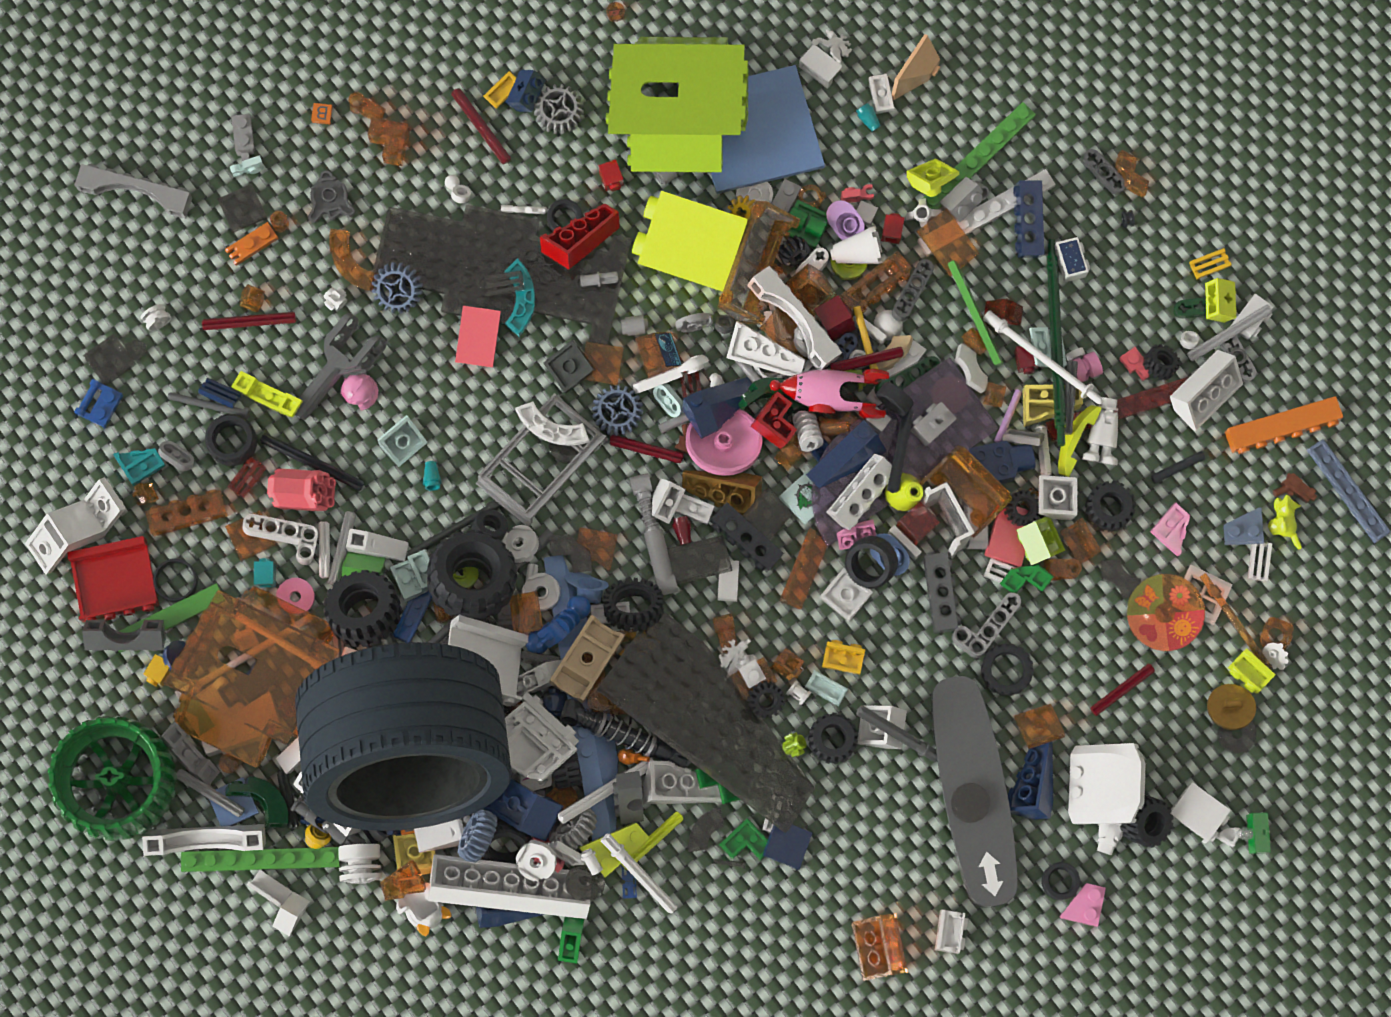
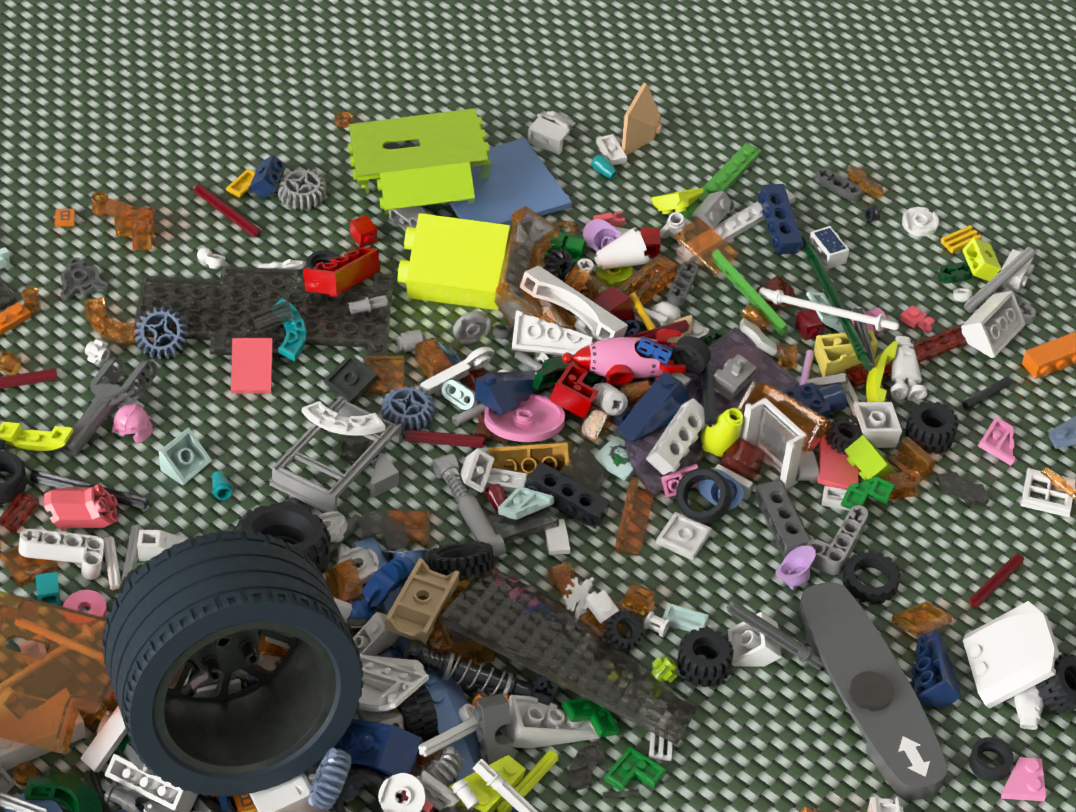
camera: 10 degrees left, 30 degrees down
(581, 488) = (384, 476): none -> light grey slope
(612, 767) = (466, 712): none -> white tile
(704, 542) = (524, 502): none -> light aqua wing
(787, 847) = (681, 764): dark blue tile -> none
(843, 657) = (696, 585): yellow bracket -> none
(871, 393) = (657, 352): none -> blue piece
(939, 650) = (796, 566): none -> lavender piece
(1156, 367) = (942, 310): black tyre -> none
(1165, 612) = (1018, 505): clear orange dish -> none
(1175, 233) = (920, 221): none -> white tile

